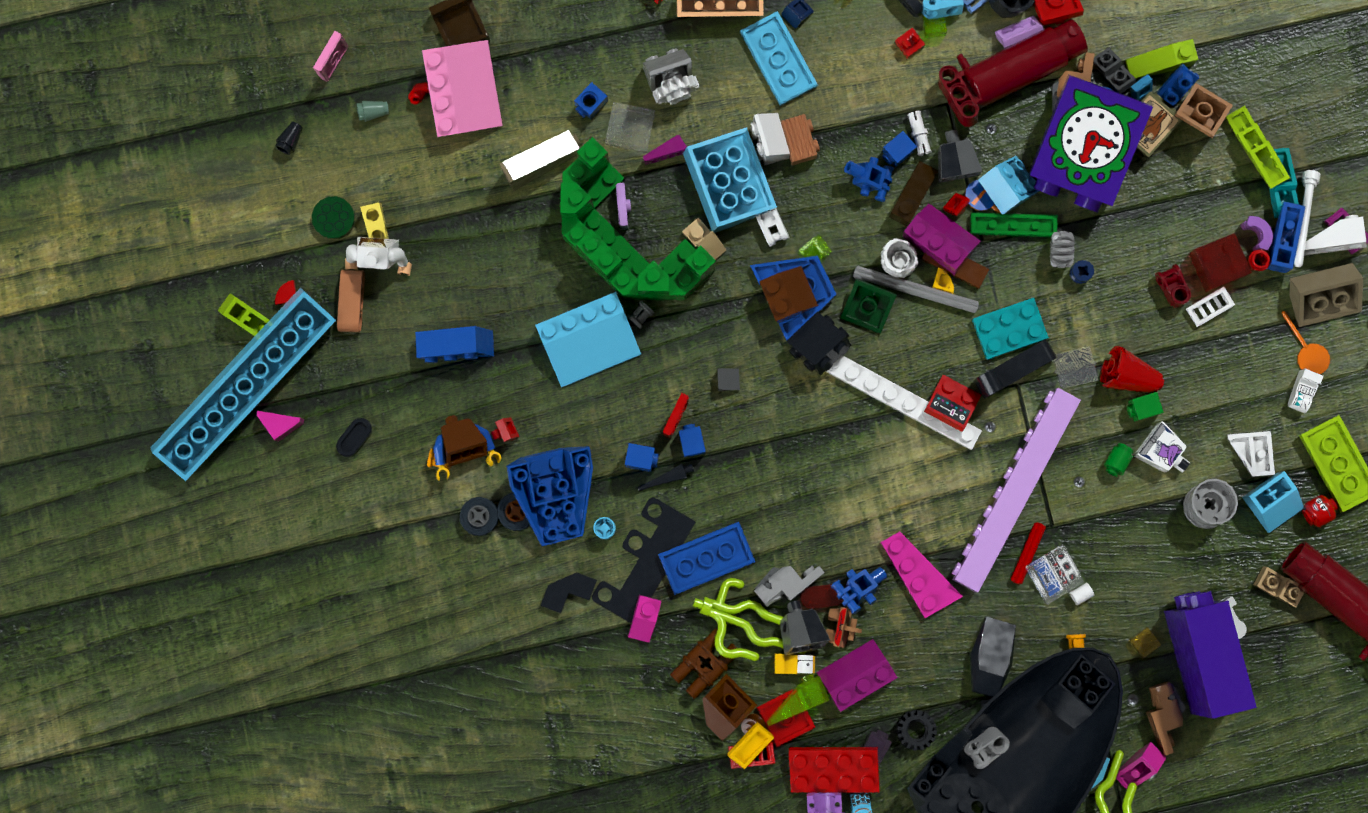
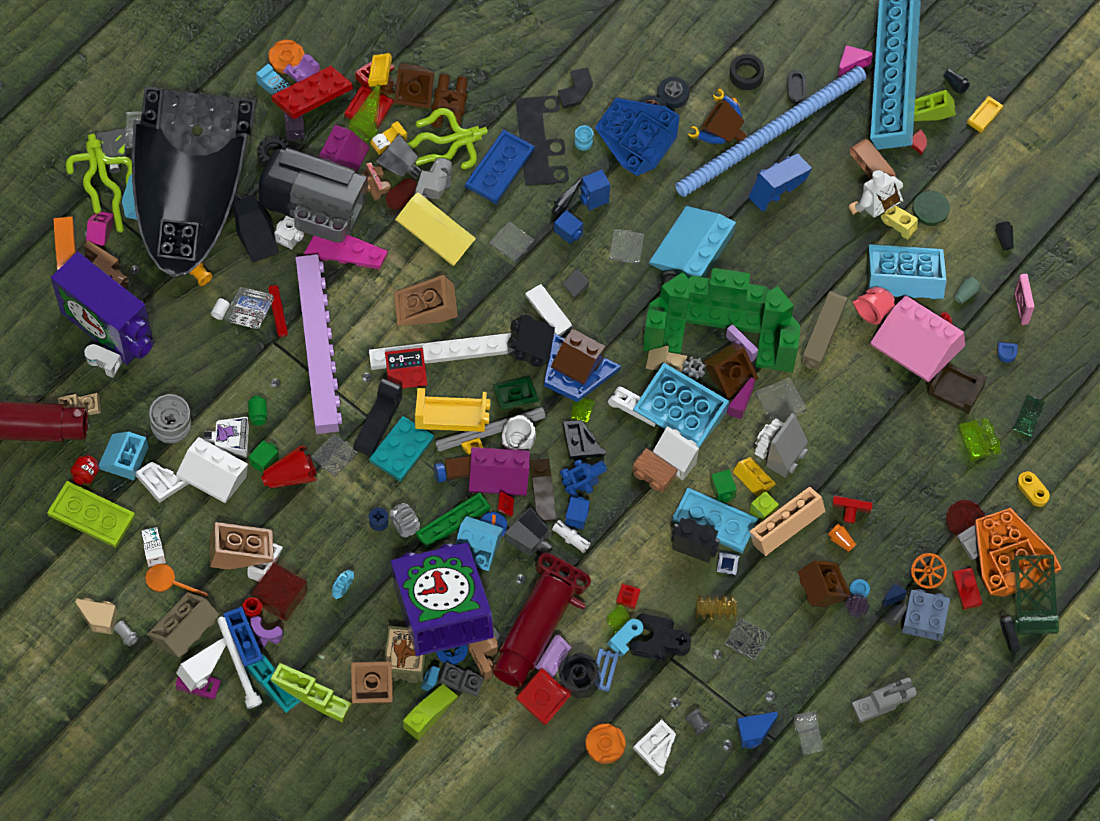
camera: 140 degrees right, 20 degrees down
(197, 330) = (957, 82): none -> black cone
(199, 277) = (985, 114): none -> yellow tile
(373, 486) = (746, 60): none -> black tyre
(385, 27) = (1006, 352): none -> blue tile
(411, 169) = (907, 271): none -> medium azure slope
(417, 405) = (770, 131): none -> light blue piece
(469, 150) = (874, 304): none -> coral helmet
(506, 430) = (700, 153): red tile -> none
(595, 93) = (822, 404): blue brick -> none
(644, 618) = (513, 104): dark pink slope -> none
(649, 386) = (626, 246): none -> clear piece
(653, 188) = (730, 369): none -> reddish brown slope
(676, 415) = (592, 230): red tile -> none
(684, 207) = (693, 368): none -> light grey gear
(711, 74) = (753, 476): none -> yellow slope
(729, 33) = (763, 506): none -> lime brick
(748, 80) = (723, 486): none -> green brick
(753, 469) = (511, 241): none -> clear piece
(773, 370) = (548, 310): none -> white tile
(816, 42) = (695, 539): none -> black brick
(820, 528) = (435, 229): none -> light yellow slope
(843, 217) = (580, 442): none -> wing
(859, 587) = (379, 210): blue piece -> none
(885, 458) = (426, 302): none -> medium nougat slope
(915, 646) = (315, 192): none -> piece
(942, 327) = (451, 413): none -> yellow panel
(970, 624) = (287, 234): none -> white brick
(987, 746) = (218, 169): light grey piece -> none
(994, 277) = (439, 472): none -> blue tile
(1145, 642) = (154, 308): clear yellow tile -> none
(1160, 228) = (342, 584): none -> medium azure gear
(1173, 284) = (305, 556): dark red piece -> none
(1177, 85) = (404, 695): blue hips -> none
(1188, 767) = (64, 239): none -> orange slope
(1204, 425) = (212, 470): none -> white slope
(1227, 329) = (239, 546): none -> medium nougat slope

